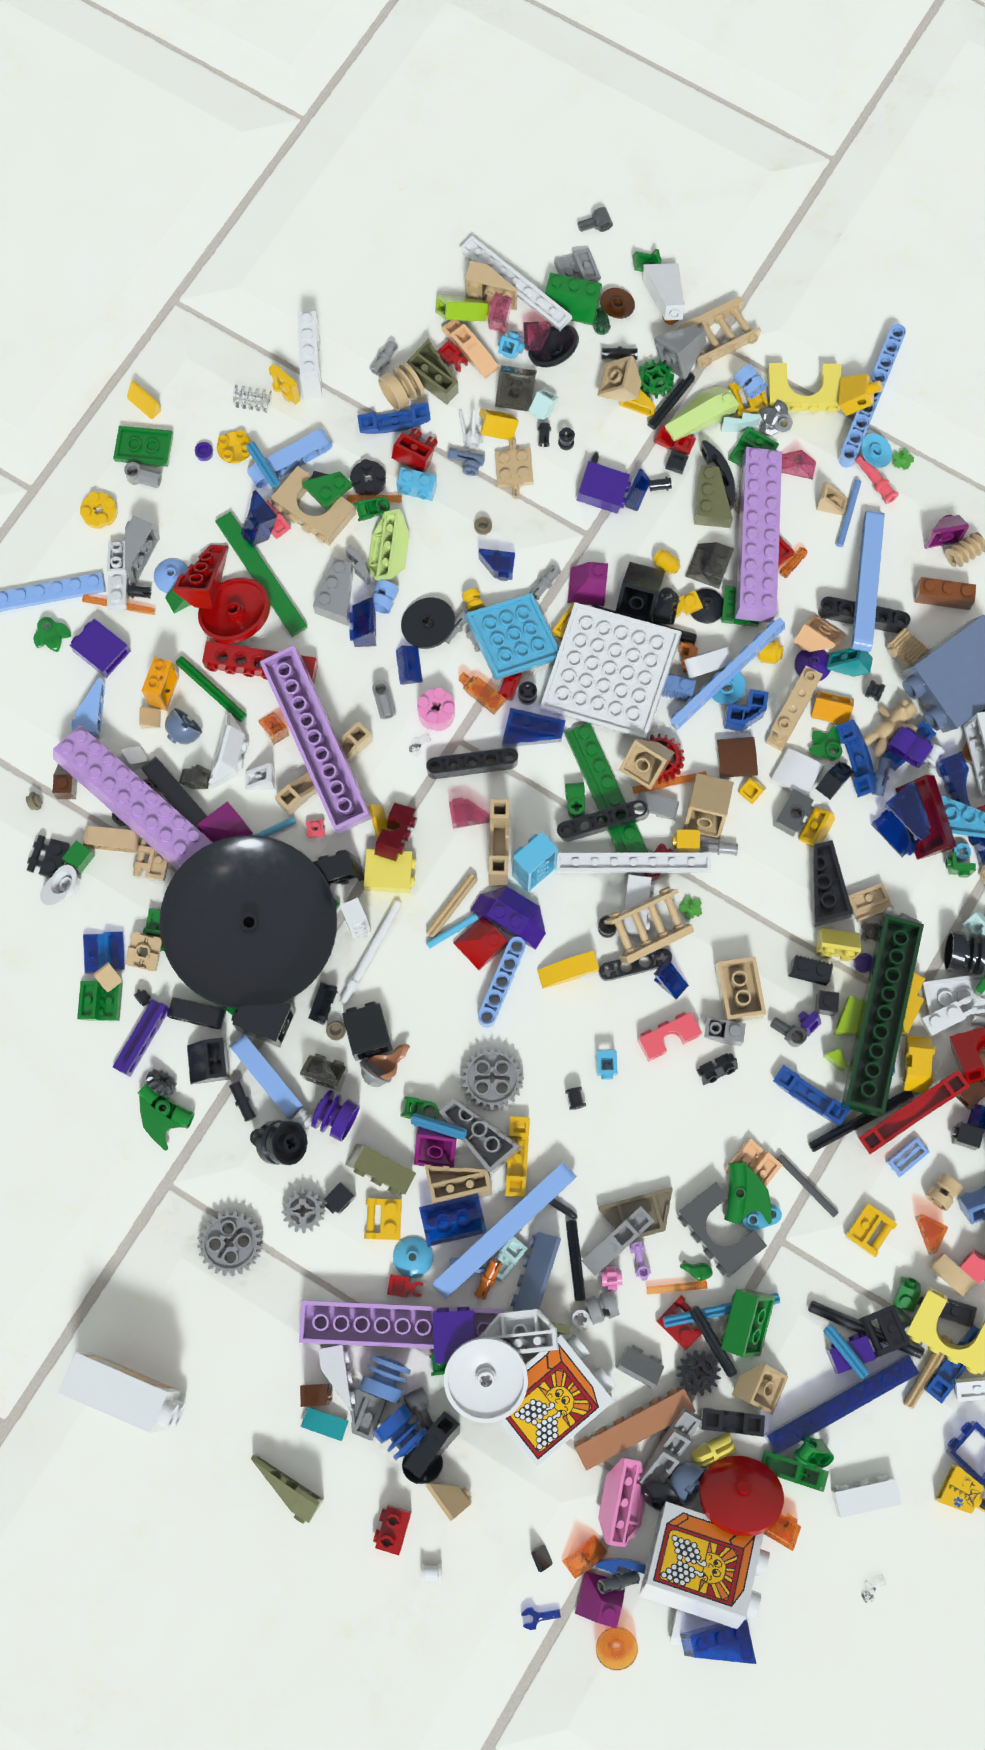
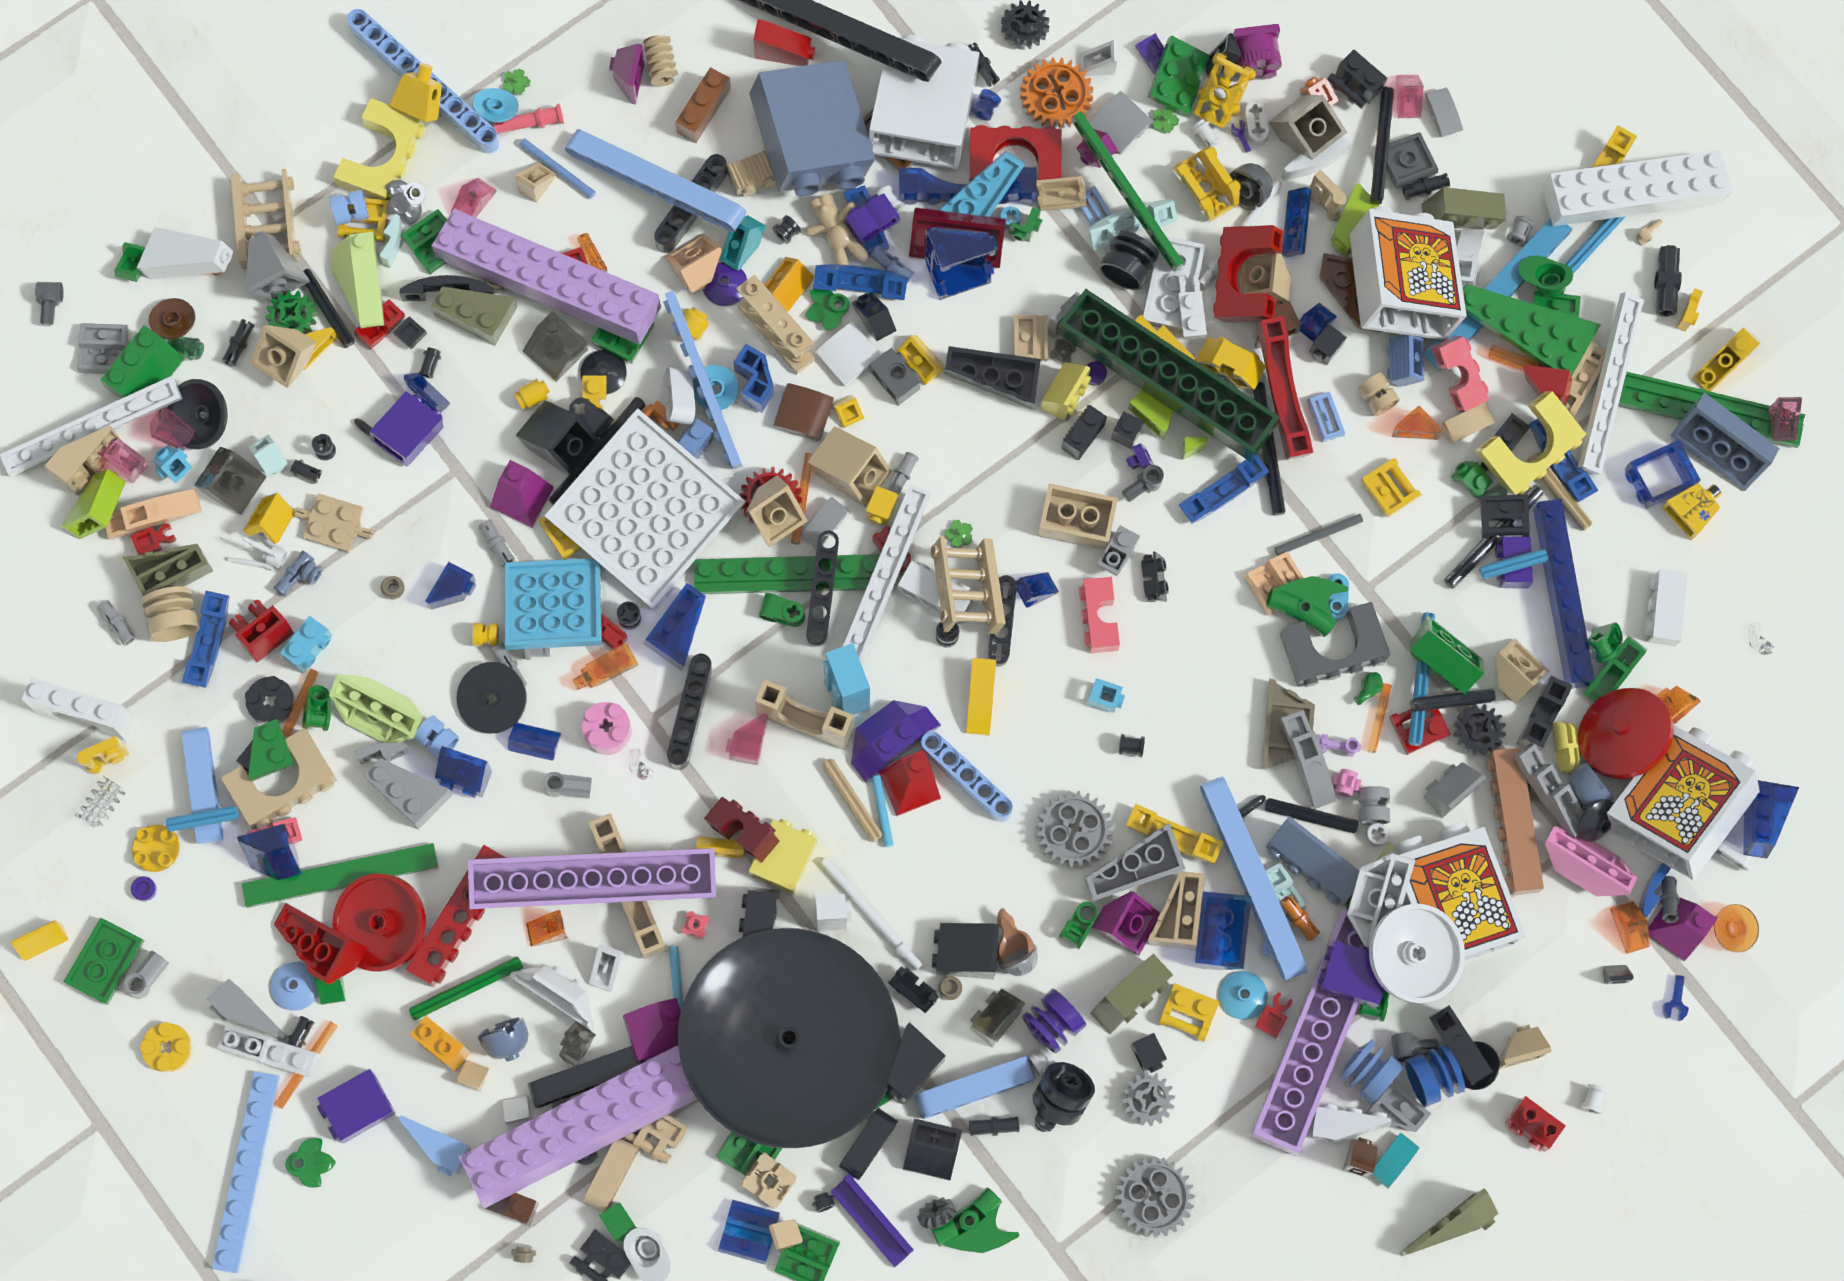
camera: 75 degrees left, 0 degrees up
(439, 1126) = (1111, 906): dark azure axle -> none

